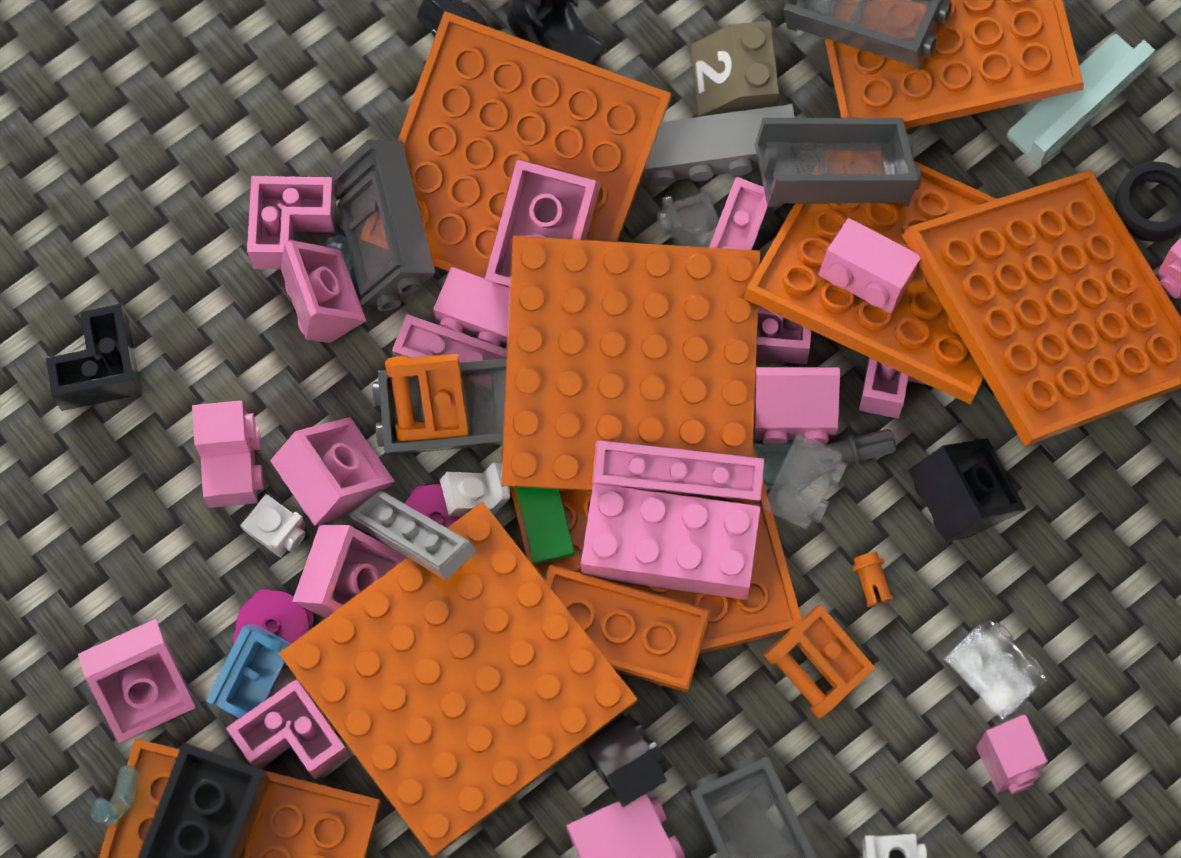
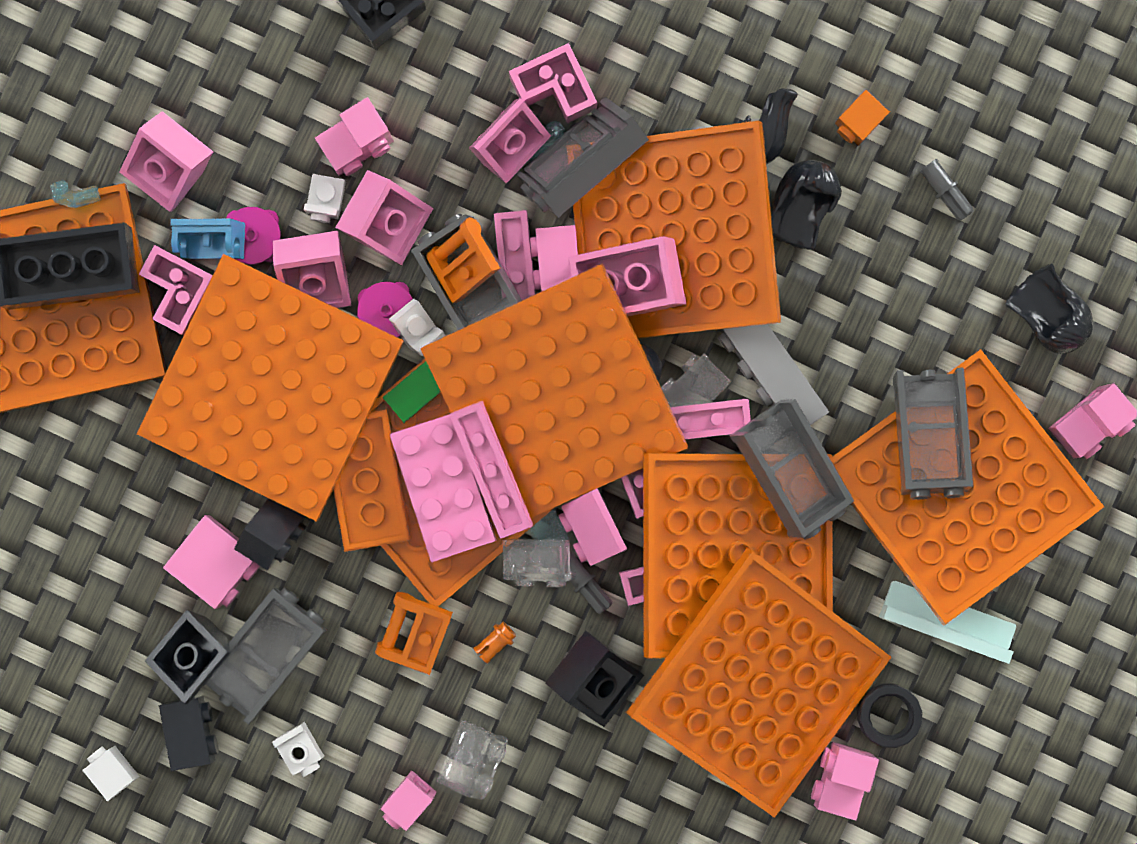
camera: 60 degrees right, 15 degrees up
(413, 534) = (355, 303): light grey tile -> none
(735, 69) = (839, 355): dark tan slope -> none
(869, 265) = (712, 534): bright pink brick -> none

